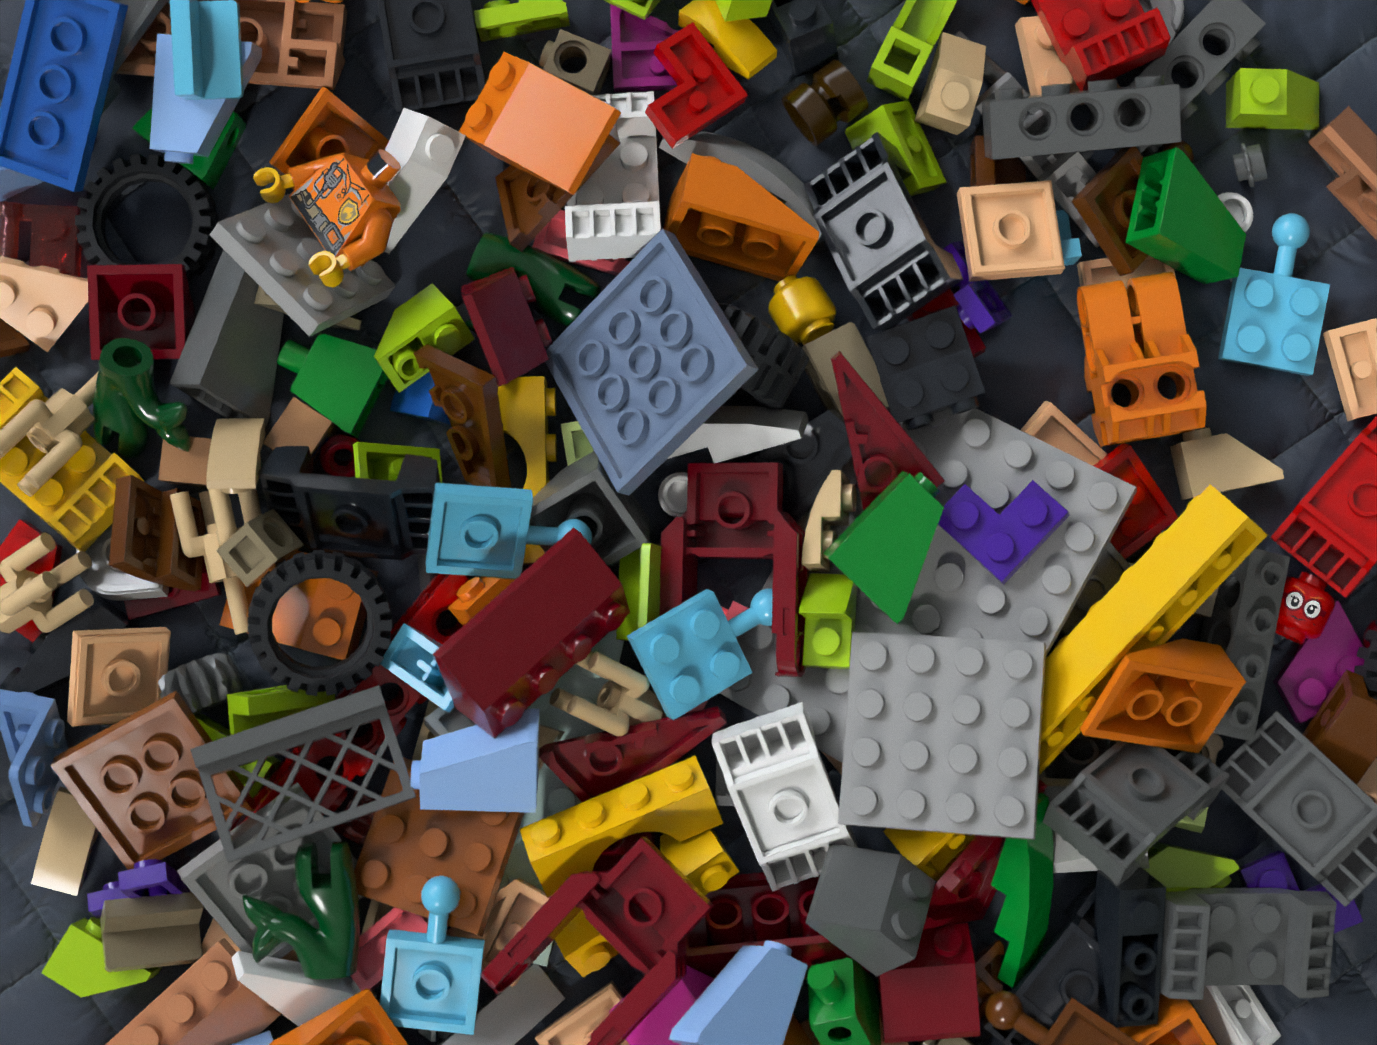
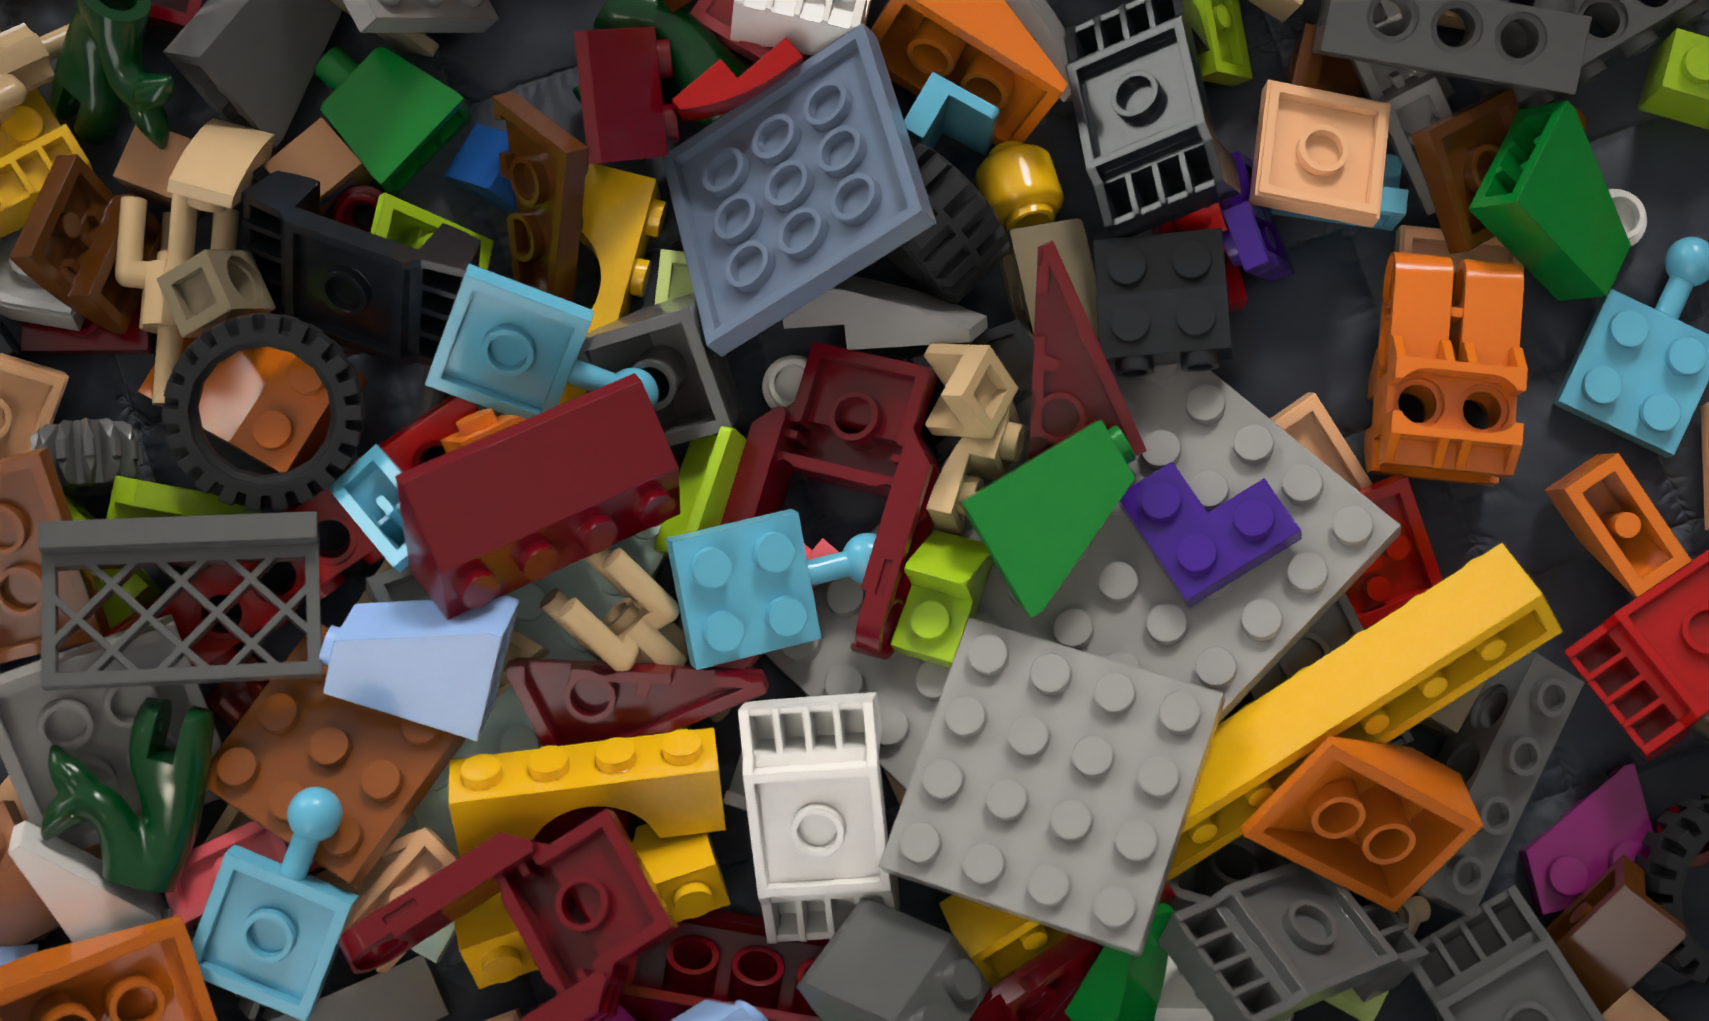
camera: 10 degrees right, 5 degrees down
(420, 321) = (521, 63): lime slope -> none
(573, 300) = (721, 91): none -> red slope
(743, 270) = (952, 111): none -> medium azure panel
(812, 475) = (974, 390): none -> tan panel
(1218, 462) = (1528, 531): tan slope -> none
(1250, 164) = (1658, 161): dark grey plate -> none
(1285, 436) = (1618, 523): none -> orange slope
(1304, 608) = (1585, 759): red head -> none

